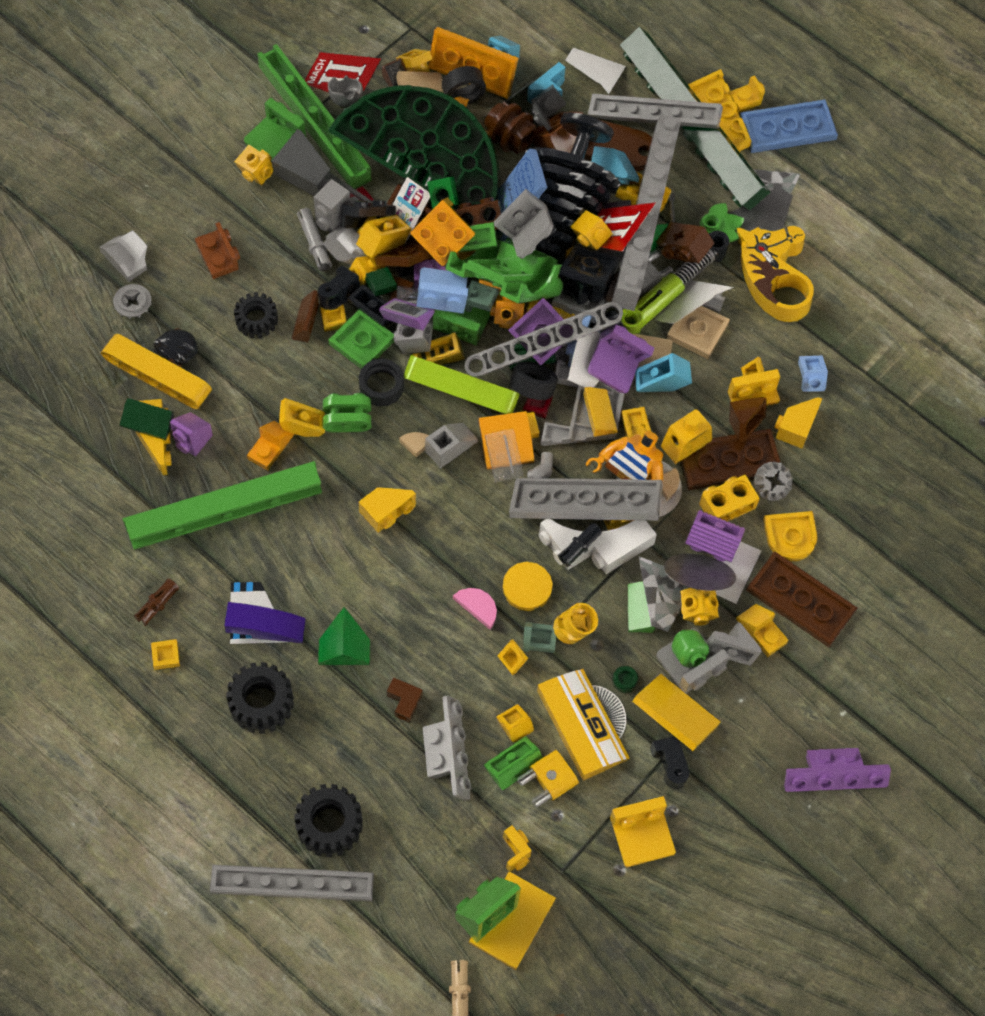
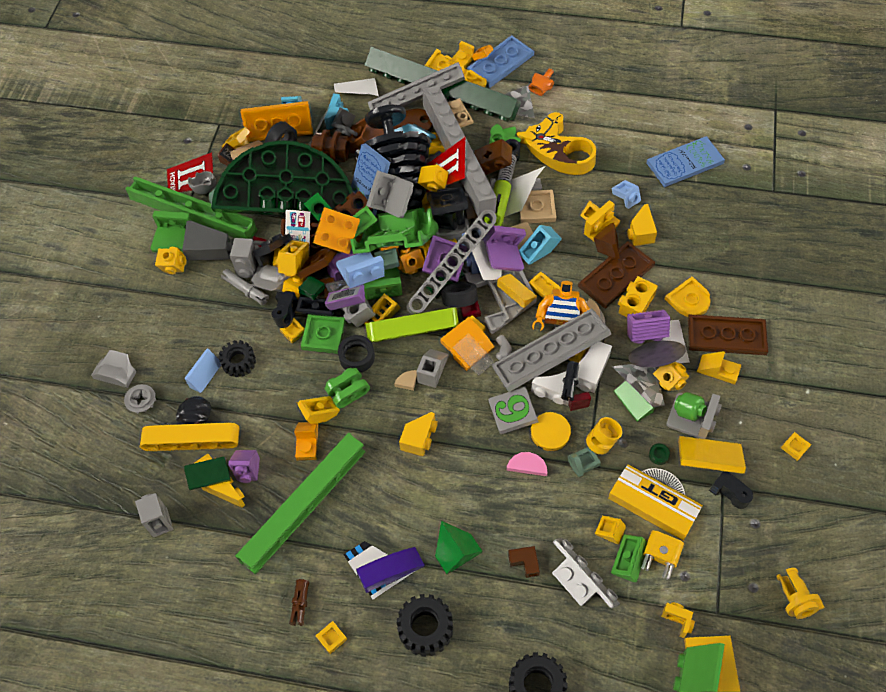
camera: 25 degrees left, 5 degrees down
(71, 430) = (154, 515): none -> light grey brick
(212, 308) = (203, 371): none -> light blue slope
(218, 252) = (181, 331): dark orange bracket -> none
(306, 317) = (273, 340): reddish brown slope -> none
(502, 540) = (512, 410): none -> light grey tile
(512, 657) = (577, 485): yellow slope -> none
(580, 573) = (580, 401): none -> dark red tile
(642, 832) = (751, 551): yellow bracket -> none
(652, 911) = (801, 603): none -> yellow piece
(684, 166) = (460, 113): none -> tan slope
(690, 432) = (586, 266): yellow torso -> none
(737, 645) = (714, 384): light grey slope -> none
(763, 486) = (652, 277): light grey gear -> none
(768, 213) = (526, 116): flat silver sticker -> none
(772, 103) = (482, 52): none -> light orange tile
(779, 760) = (796, 446): none -> yellow tile
(814, 181) = (541, 83): none -> orange piece
(836, 770) = (835, 430): medium lavender bracket -> none
(914, 373) = (685, 161): none -> medium blue tile

